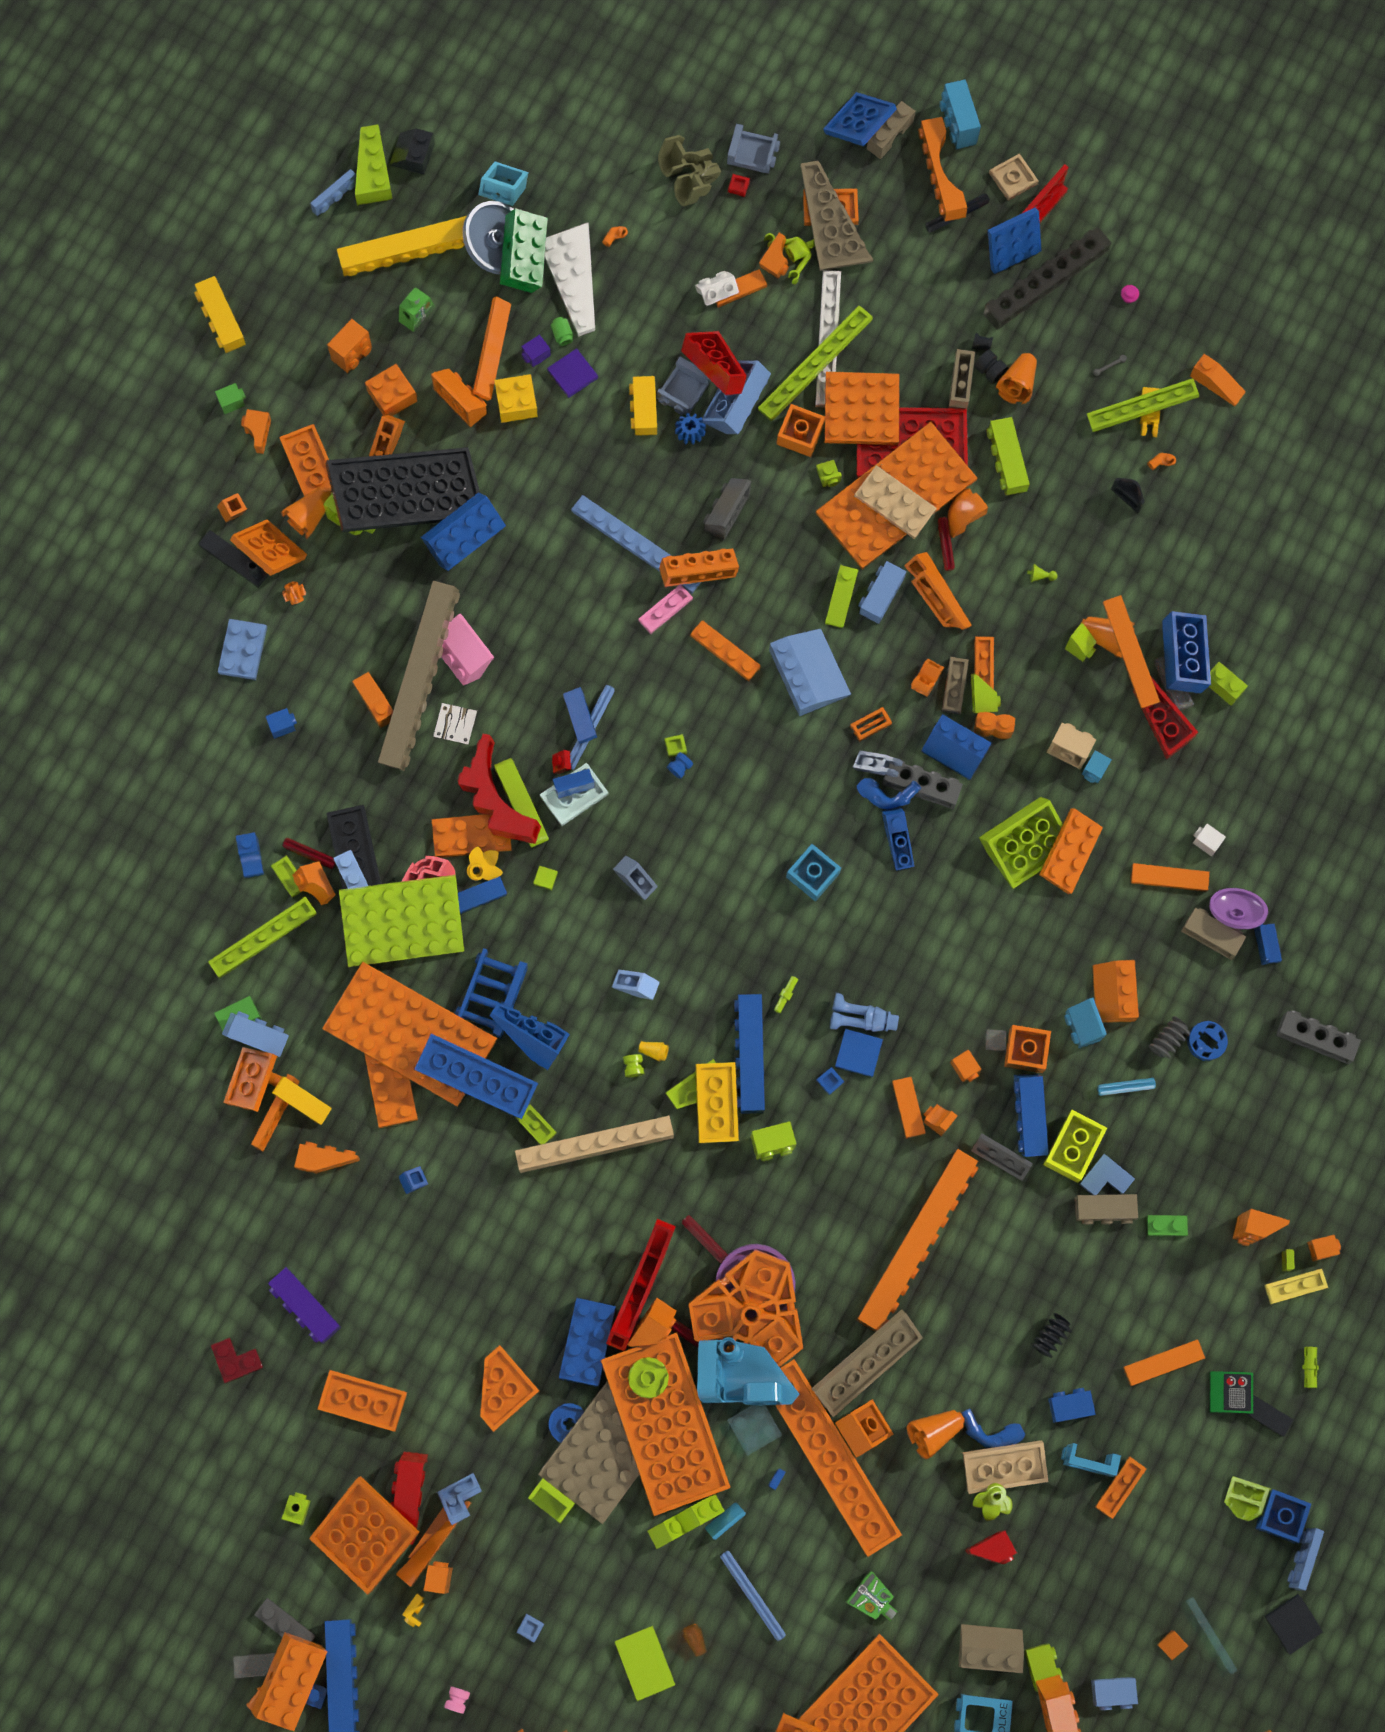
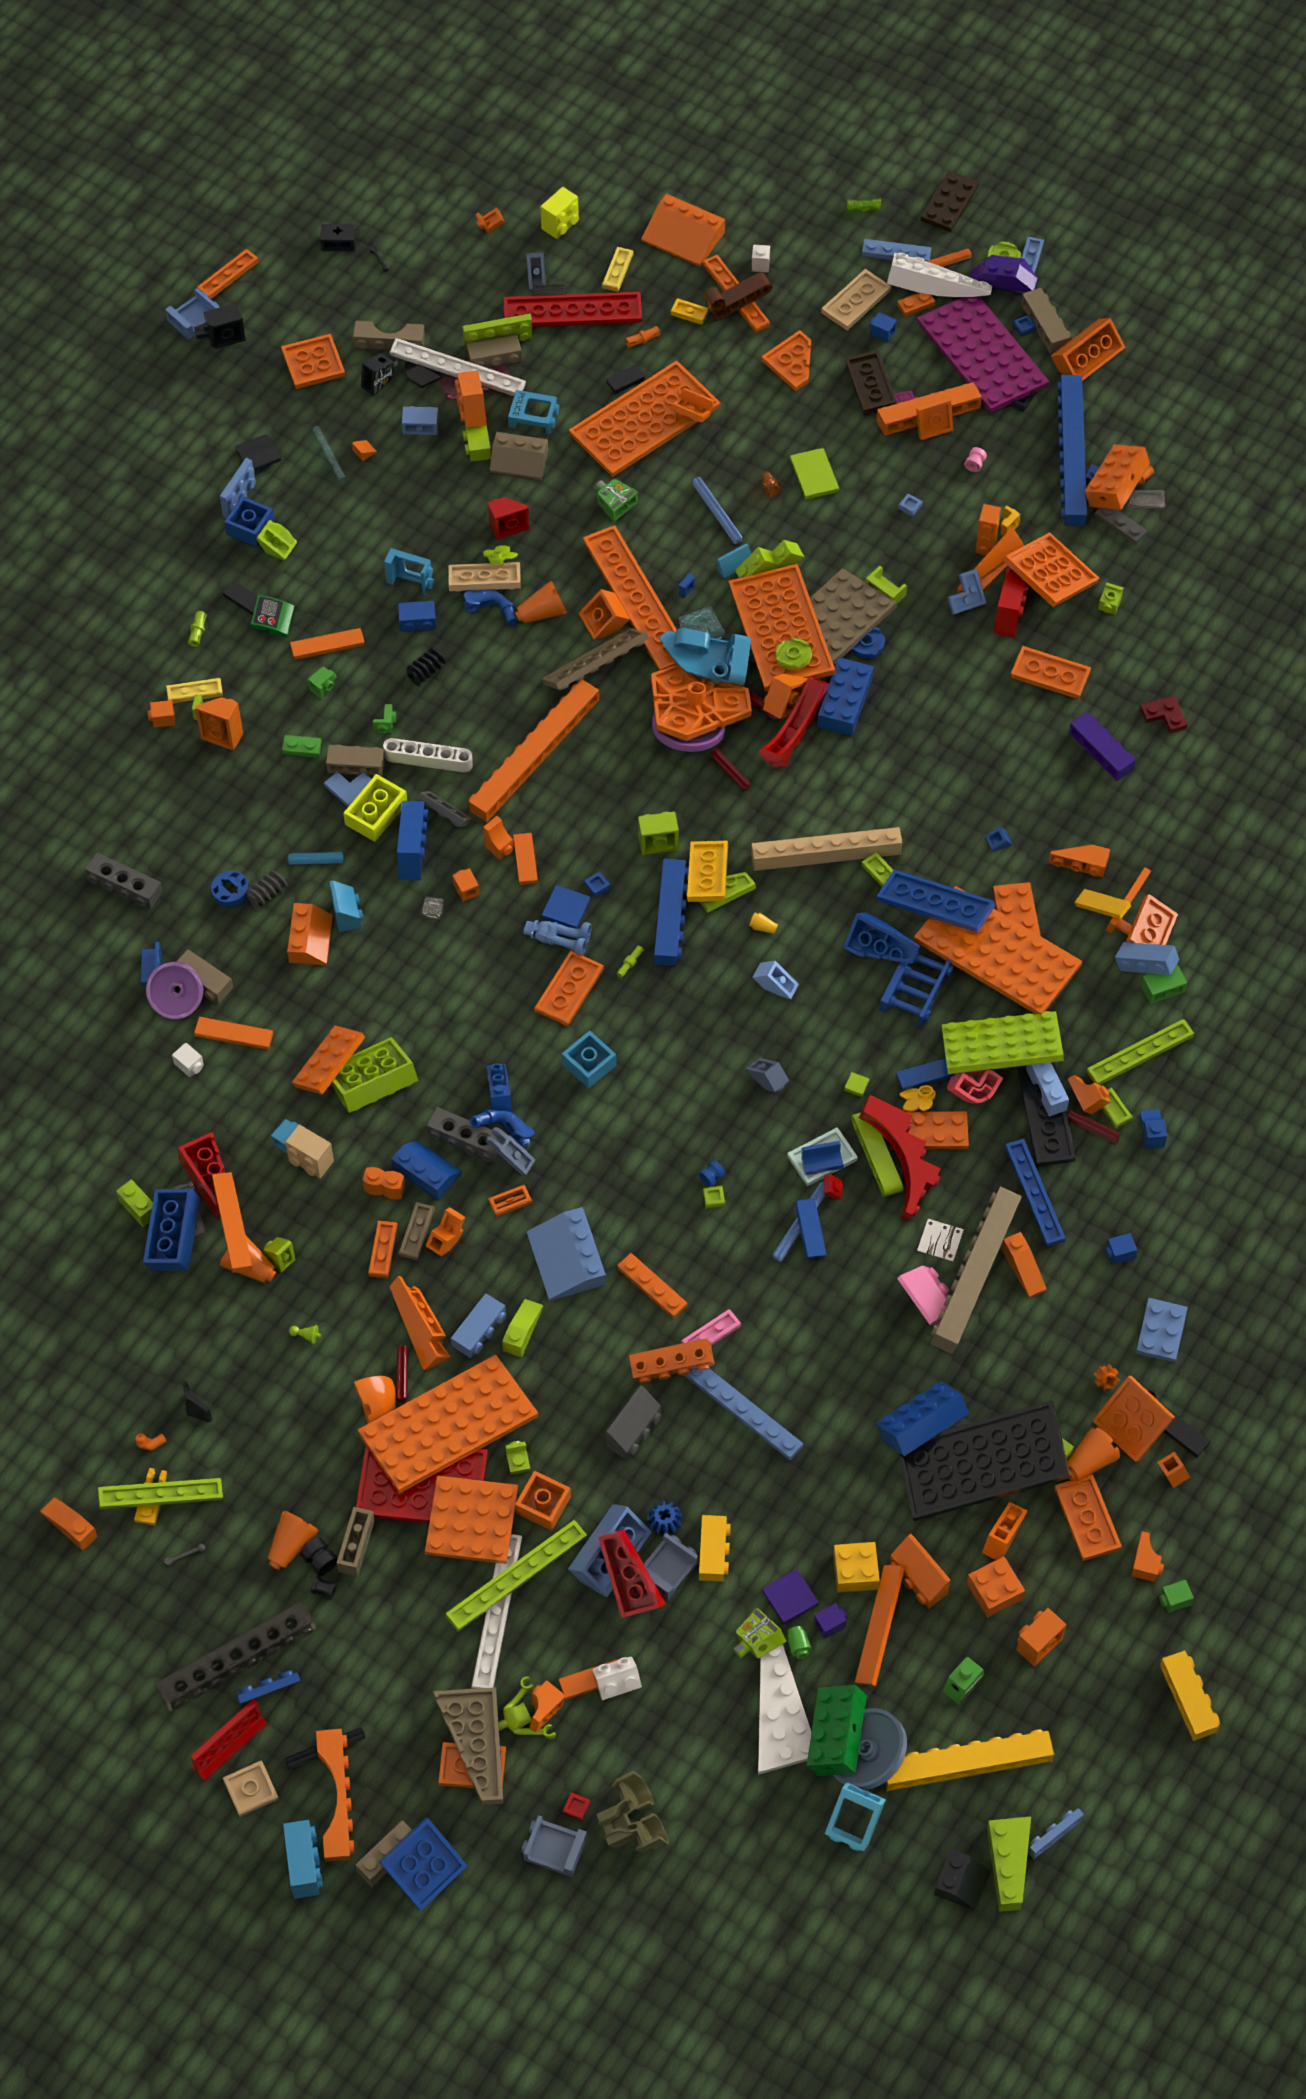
camera: 170 degrees left, 15 degrees down
(365, 775) = (1035, 1192): none -> blue plate
(503, 1388) = (922, 671): orange plate -> none
(597, 329) = (758, 1635): none -> lime torso
(614, 233) = (728, 1758): orange arm -> none
(633, 1066) = (783, 911): lime wheel -> none
(843, 959) = (569, 988): none -> orange tile
(895, 502) = (451, 1408): tan plate -> none
(983, 696) = (389, 1209): lime slope -> none
(1008, 456) = (318, 1458): lime brick -> none
(1027, 1049) = (404, 890): orange brick -> none
(1039, 1218) = (436, 759): none -> white beam
(1079, 1267) = (385, 725): none -> bright green bracket
(1120, 1487) = (375, 565): orange plate -> none
(1129, 293) = (145, 1632): dark pink plate -> none
(1160, 1306) = (321, 681): none -> bright green brick

